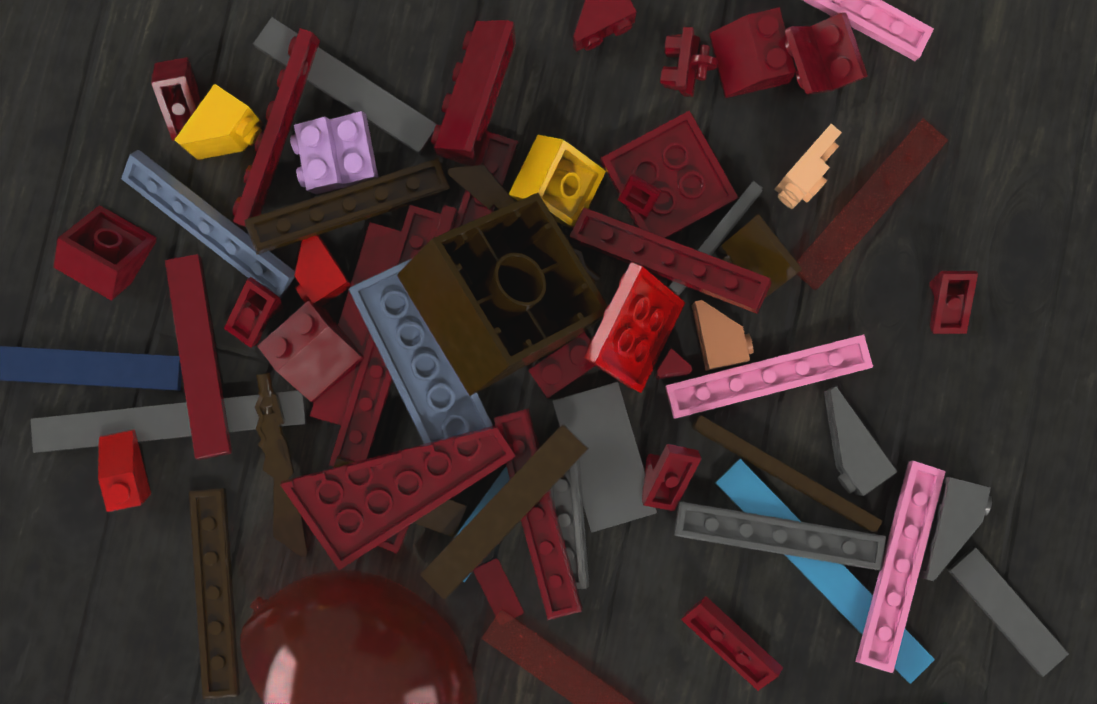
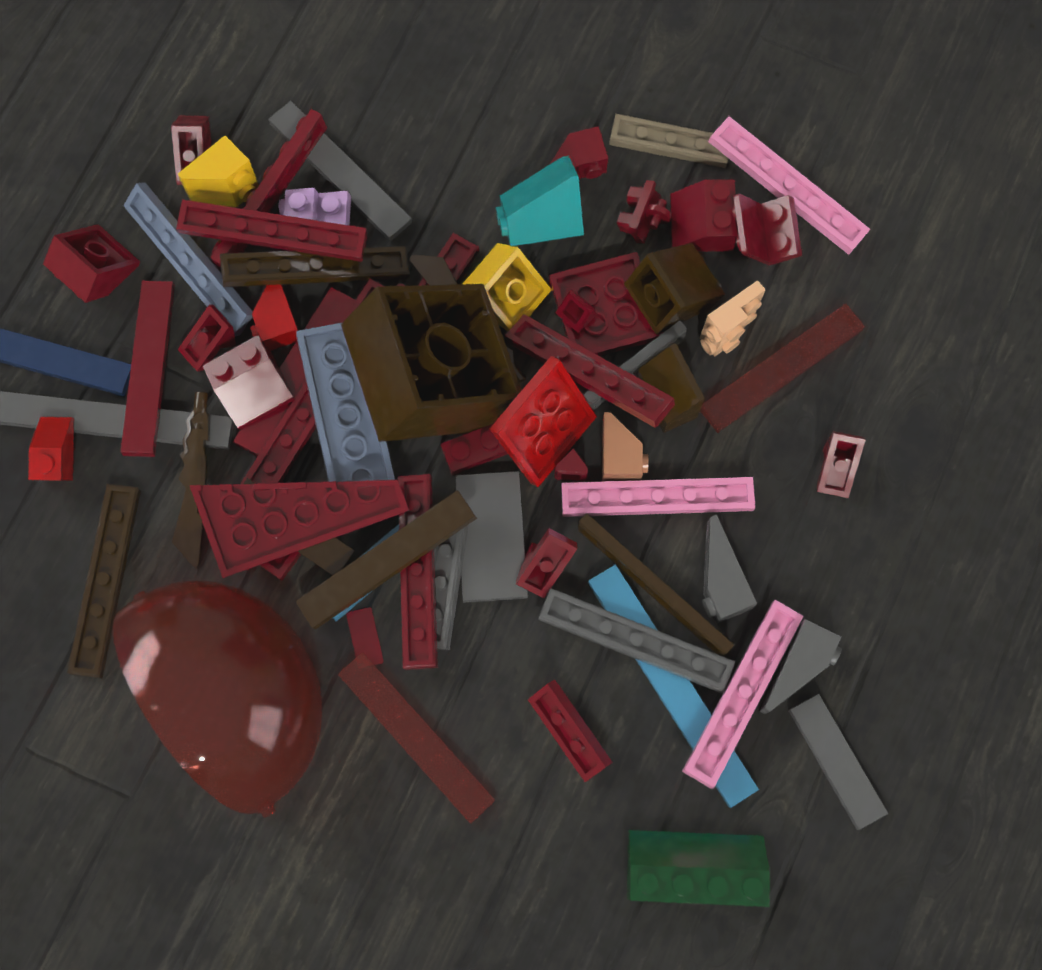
camera: 10 degrees right, 10 degrees down
(292, 179) = (272, 230): none -> dark red plate
(475, 91) = (452, 196): dark red slope -> none
(579, 84) = (543, 206): none -> teal slope
(739, 145) = (673, 286): none -> dark brown slope

